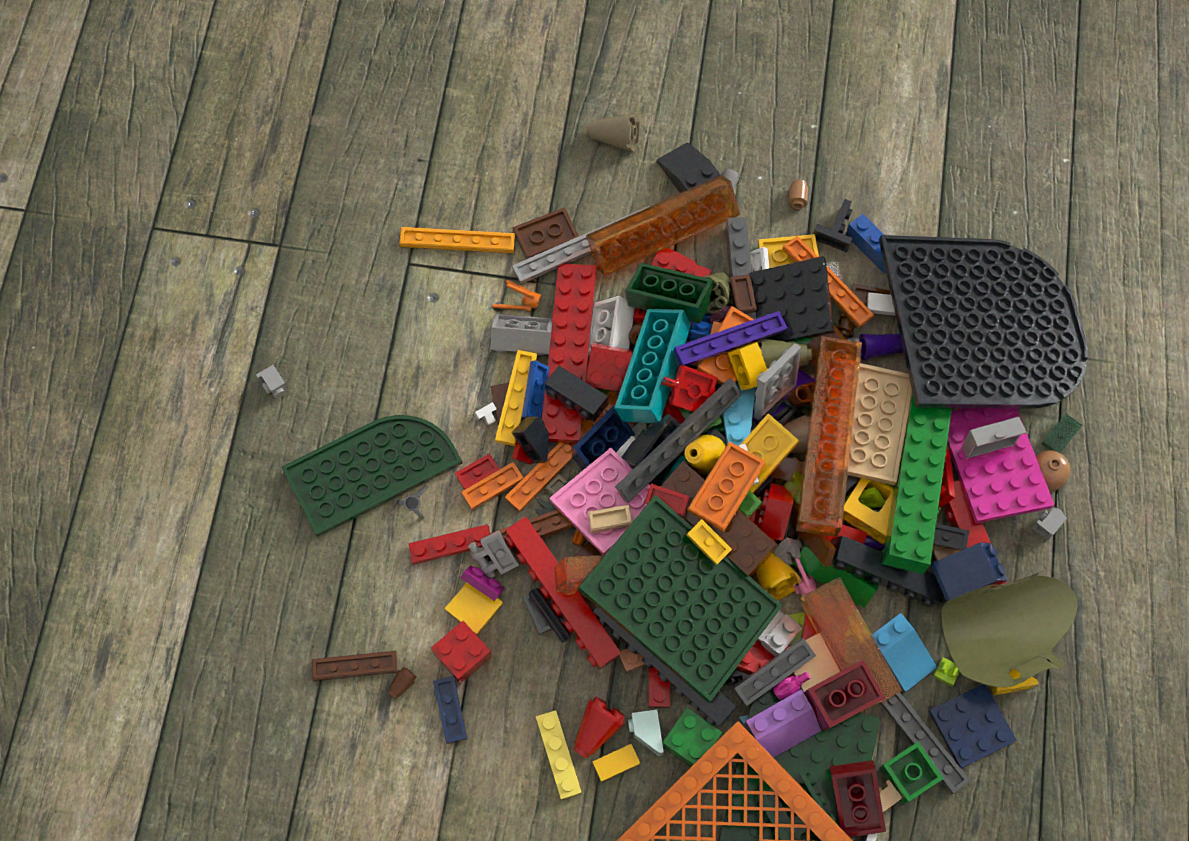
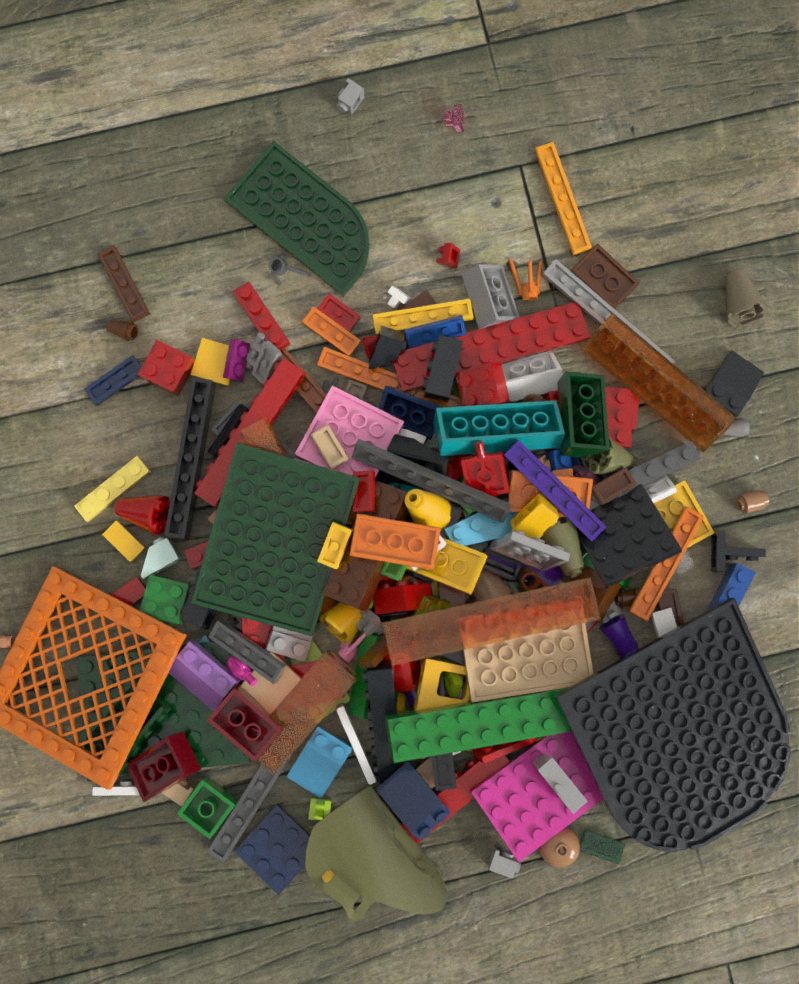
camera: 70 degrees right, 15 degrees up
(339, 298) = (455, 118): none -> clear pink tile
(467, 353) = (450, 255): none -> red tile
(562, 662) = (190, 458): none -> black brick
(669, 772) = (131, 592): none -> red tile
(892, 611) = (356, 743): none -> white tile

